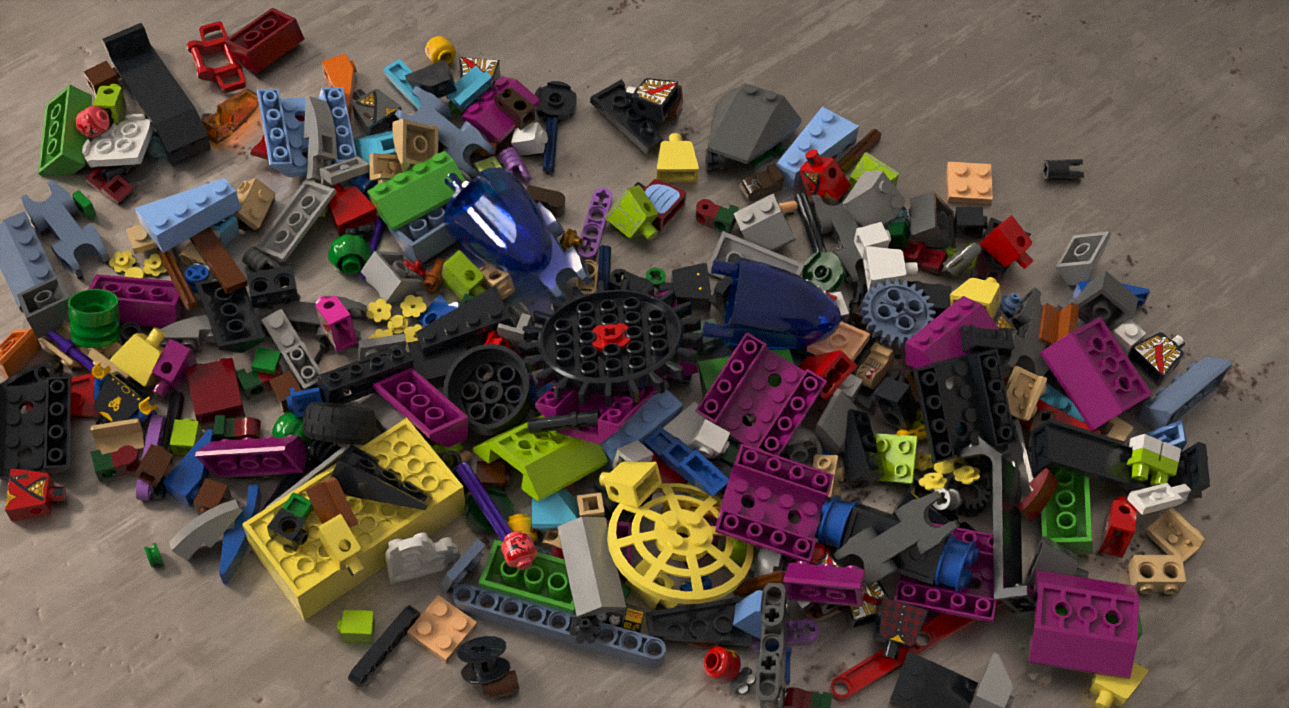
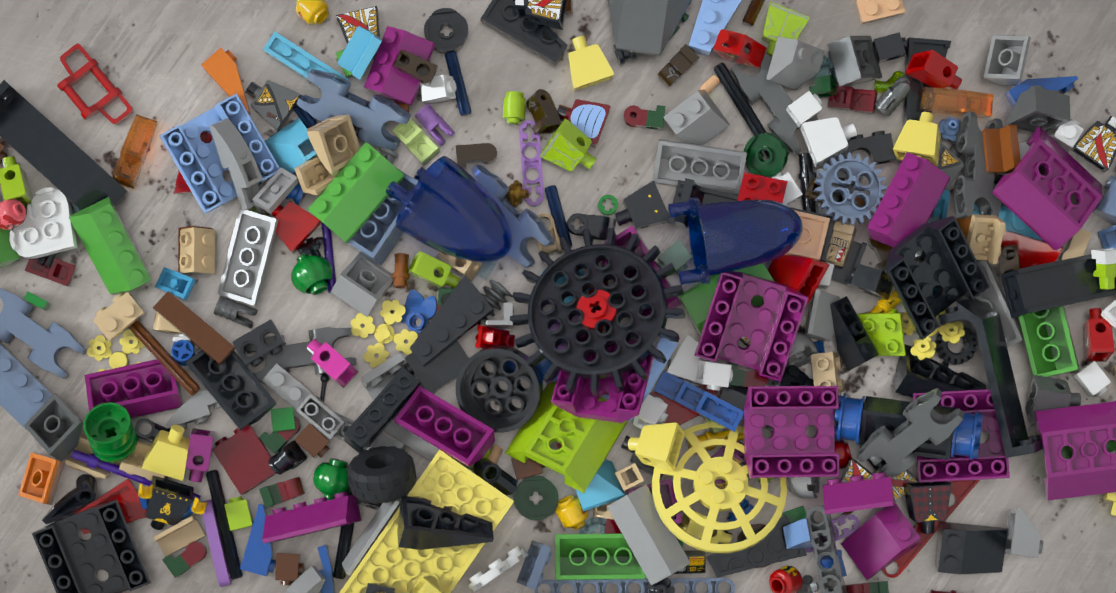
camera: 20 degrees left, 25 degrees up
(154, 465) = (227, 558): reddish brown brick -> none
(169, 161) = (110, 247): none -> bright green slope
(187, 213) = (149, 294): light blue wedge -> none
(256, 398) = (287, 458): none -> black piece
(265, 40) = (131, 53): dark red slope -> none
(298, 506) = (377, 571): green tile -> none
(301, 399) = (337, 456): blue bracket -> none
(330, 502) = (409, 565): dark orange panel -> none
(415, 267) = (380, 270): red plant -> none
(433, 79) = (324, 56): black slope -> none
(484, 500) = (535, 502): dark purple axle -> none
(518, 550) = (581, 542): coral head -> none
(568, 421) = (583, 413): black pin -> none
(595, 174) = (514, 107): none -> lime brick
(620, 179) = (543, 112): none -> dark brown leg
(758, 583) = (803, 500): reddish brown axle -> none
(838, 653) = (881, 541): none -> magenta slope
(950, 499) = (934, 364): light grey bush -> none
(983, 339) = (940, 197): black hinge -> none
(1021, 280) = (957, 101): none -> clear orange slope
(1043, 489) = (1023, 331): dark red slope -> none
(1104, 564) = (1092, 379): none -> white brick

